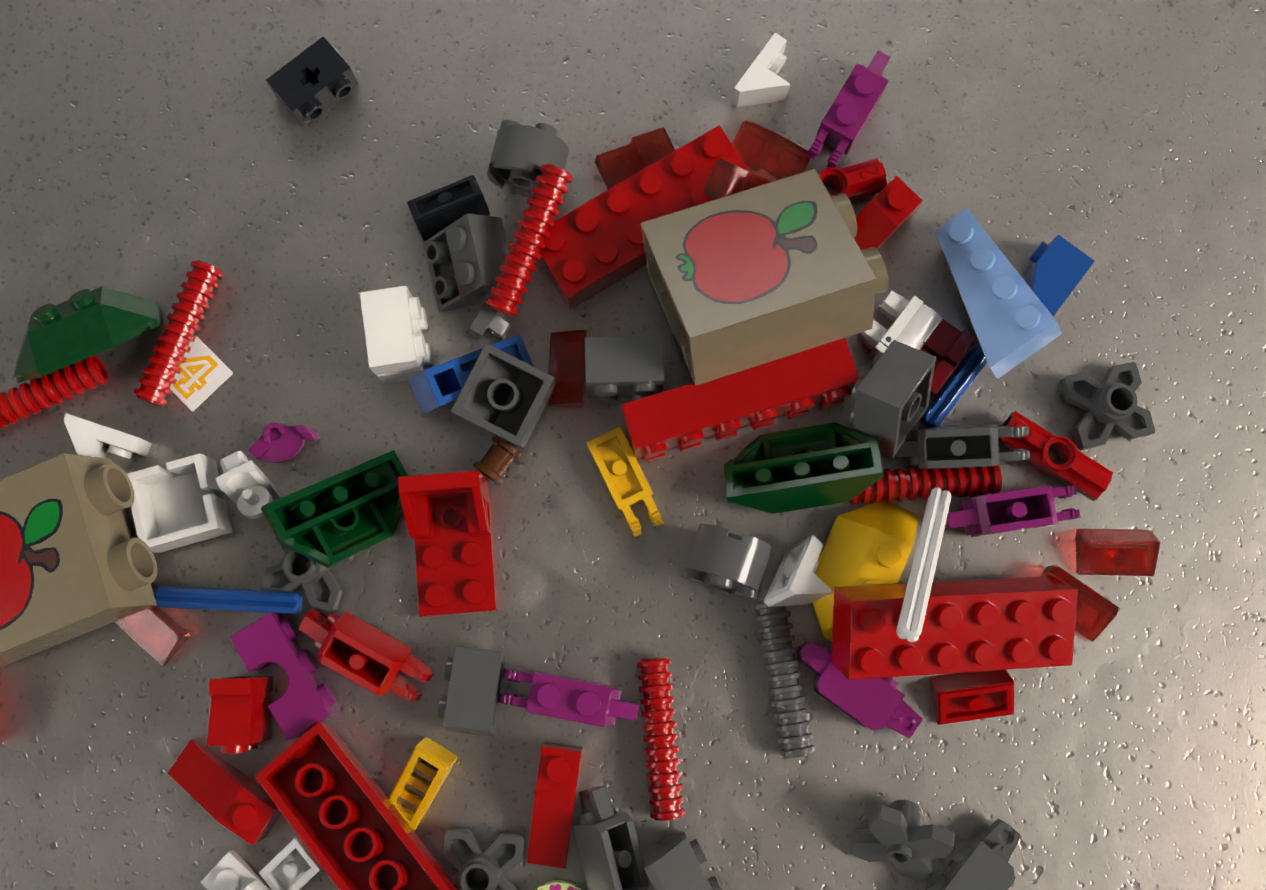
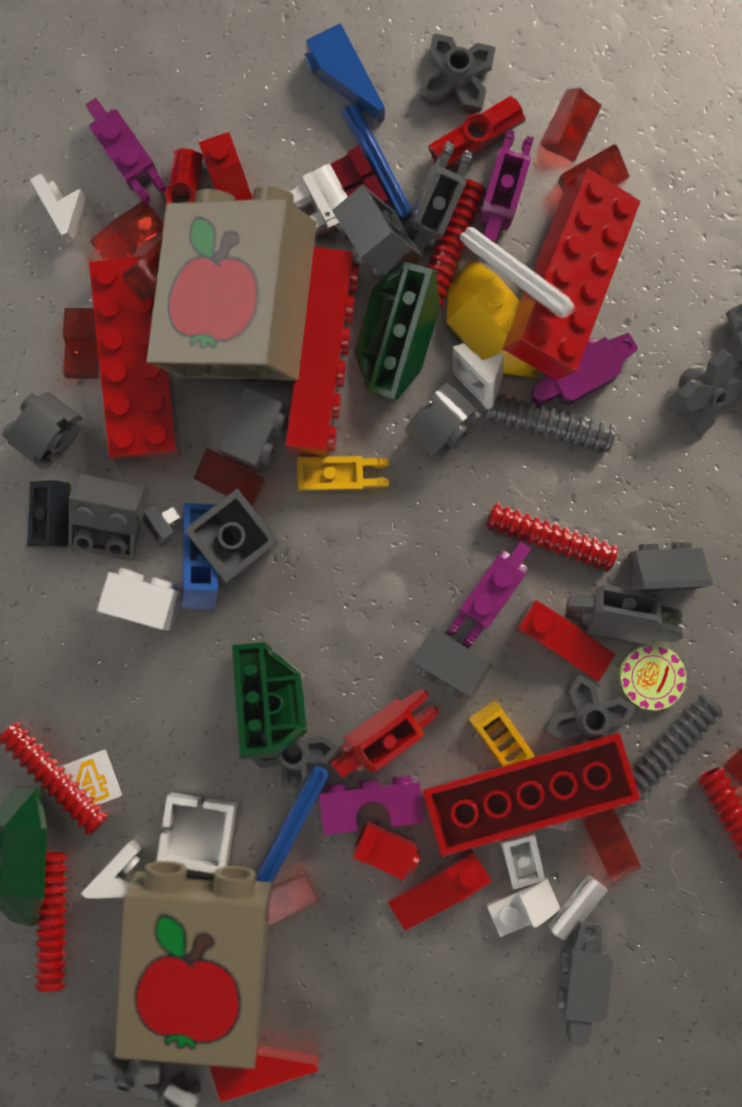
camera: 65 degrees left, 5 degrees up
(246, 485) = (209, 771): white hips -> none
(282, 442) = (183, 732): magenta piece -> none
(452, 541) = (329, 630): red bracket -> none
(497, 459) = (278, 566): reddish brown bush -> none
(529, 239) = (115, 456): red piece -> none
(972, 696) = (628, 287): red slope -> none
(998, 300) = (340, 114): light blue wedge -> none

